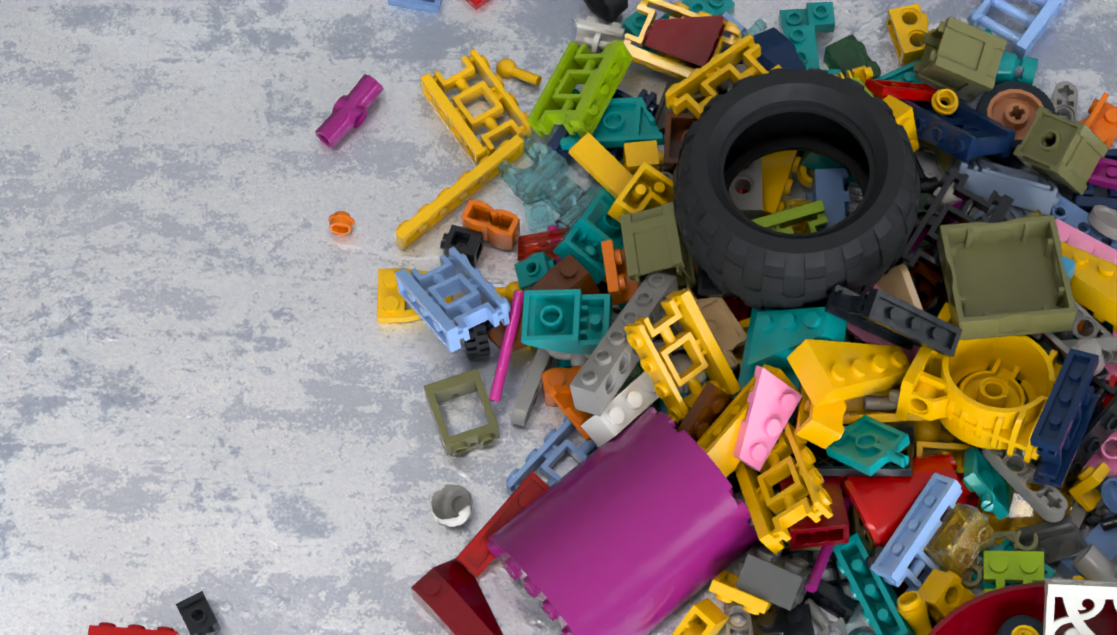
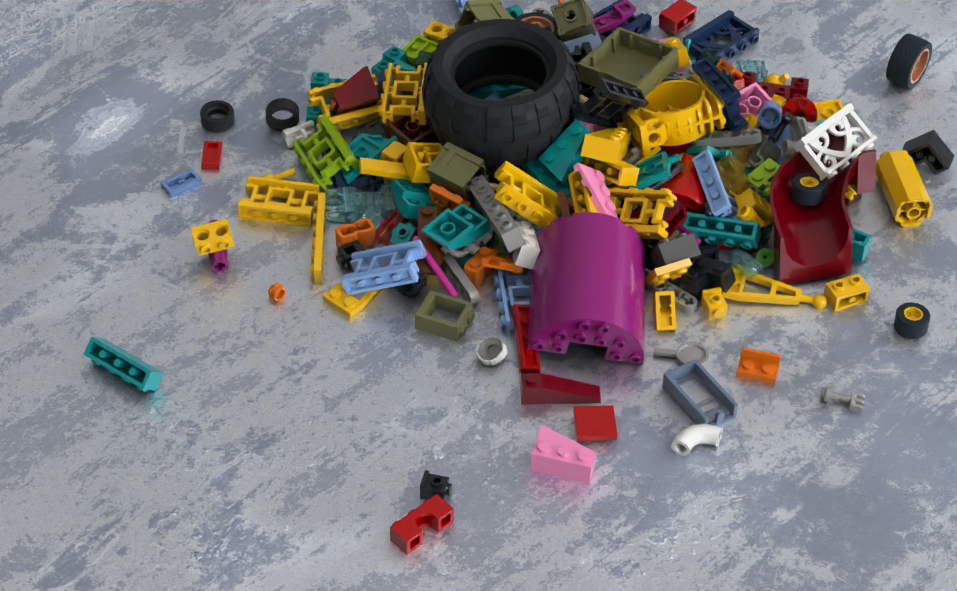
camera: 50 degrees left, 20 degrees down
(94, 179) = (123, 363): none -> teal brick
(341, 96) = (212, 237): none -> yellow brick
(869, 27) = (419, 44): none -> lime wing

